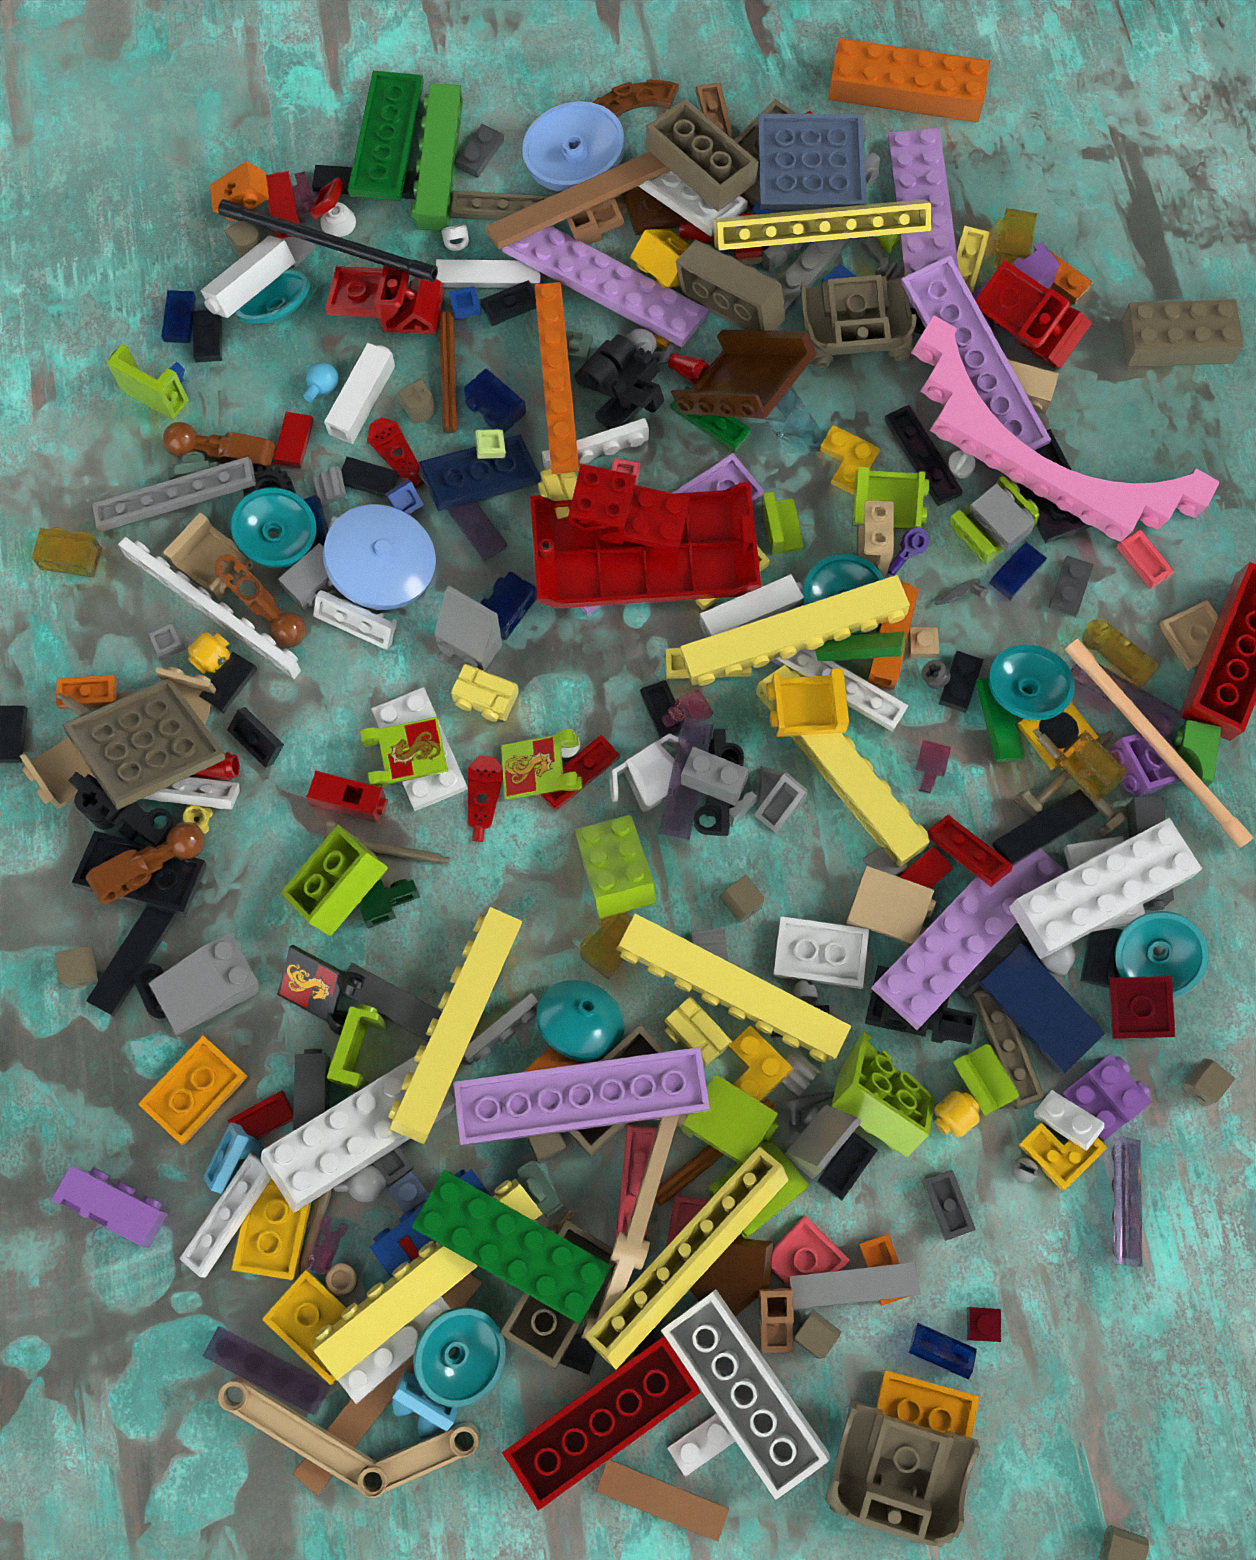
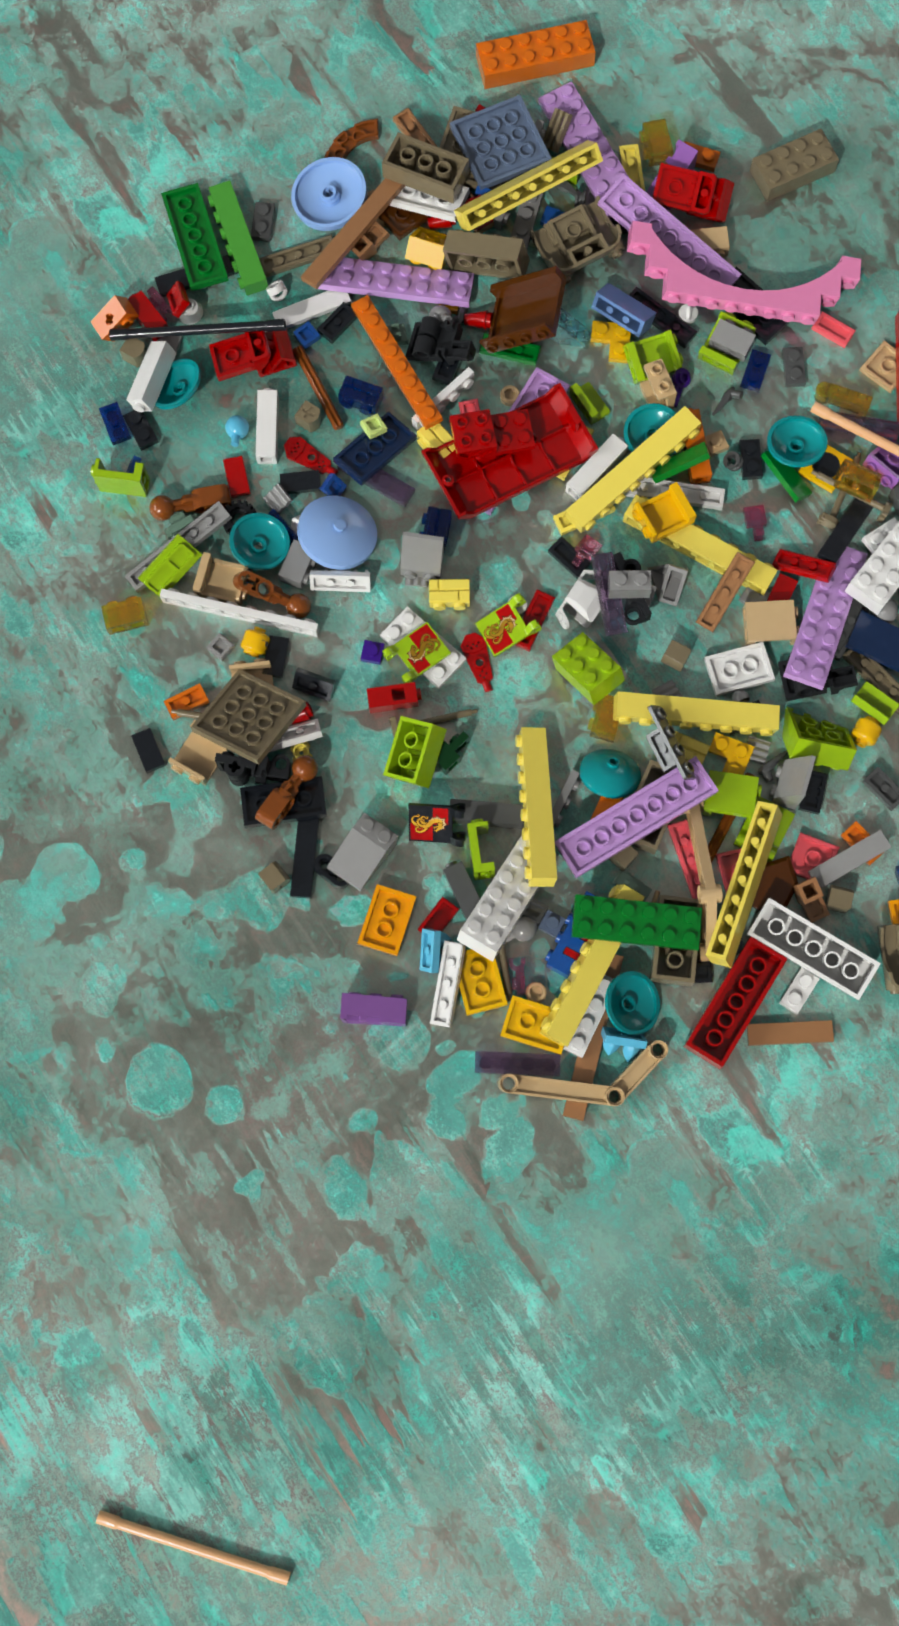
camera: 20 degrees left, 5 degrees up
(151, 512) = (170, 565): none -> lime piece
(349, 727) = (372, 652): none -> dark purple plate
(667, 1017) = (666, 747): none -> dark grey bracket
(682, 474) = (509, 395): none -> tan tile
(846, 841) = (725, 592): none -> medium nougat tile
(877, 426) = (623, 310): none -> medium blue brick
(892, 176) = (555, 130): none -> dark tan tile

